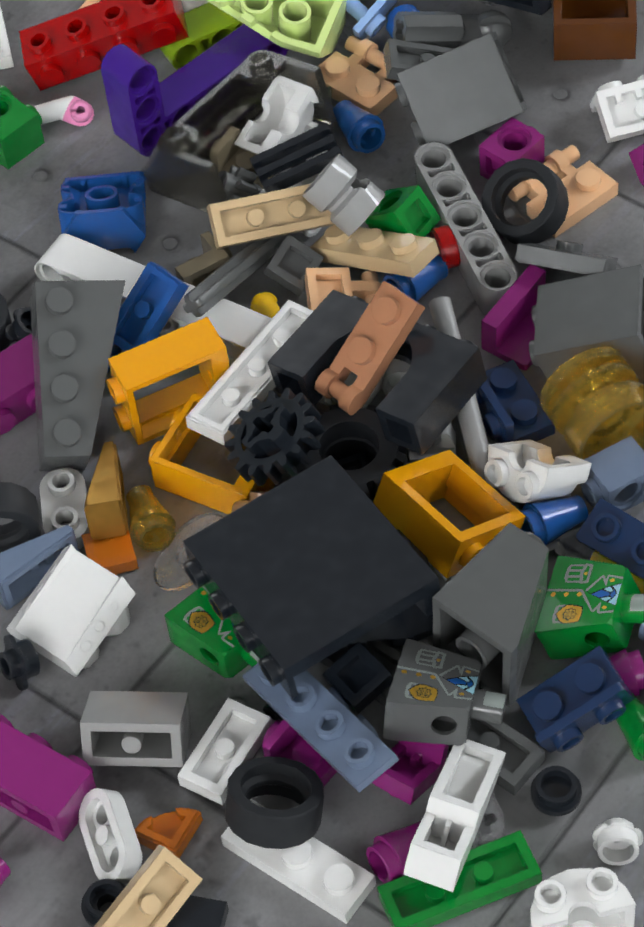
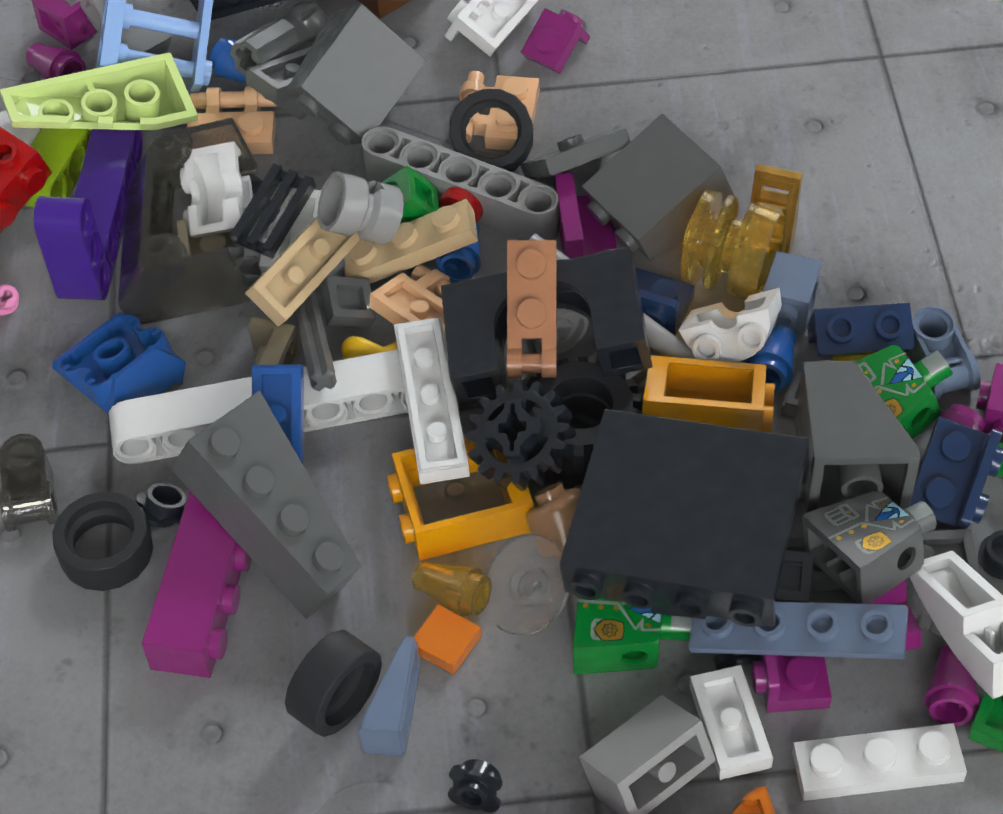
camera: 45 degrees left, 0 degrees up
(64, 503) = (365, 623): white plate -> none
(73, 611) = (473, 707): white slope -> none
(106, 498) = (410, 589): pearl gold slope -> none
(155, 361) = (358, 454): light orange window -> none
(272, 826) = (829, 752): black tyre -> none
(361, 128) = (284, 153): blue cone -> none
(510, 143) = (432, 105): magenta brick -> none

